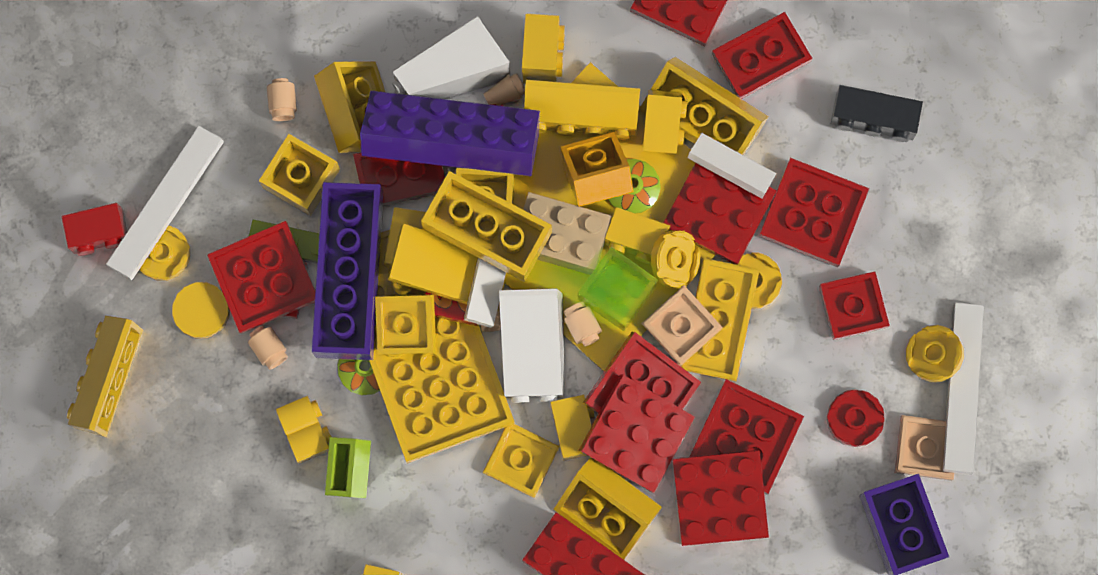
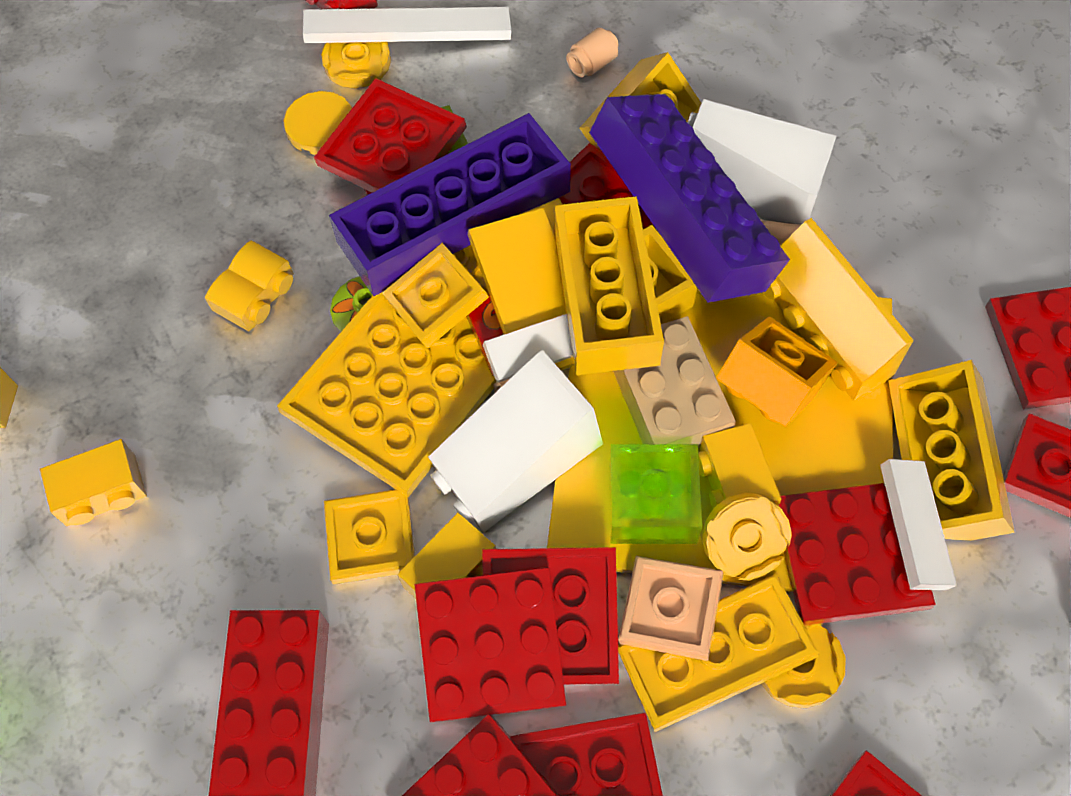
camera: 55 degrees right, 15 degrees down
(105, 375) = (186, 83): yellow slope -> none
(267, 347) = (319, 198): light nougat brick -> none
(298, 174) = (532, 91): yellow brick -> none
(347, 467) = (229, 351): lime brick -> none
(540, 48) = (868, 225): yellow brick -> none
(582, 324) = (581, 486): light nougat brick -> none
(607, 507) = (373, 678): yellow slope -> none
(645, 193) = (794, 452): lime dish -> none
(663, 121) = (898, 407): yellow brick -> none
(814, 212) = (950, 677): red plate -> none

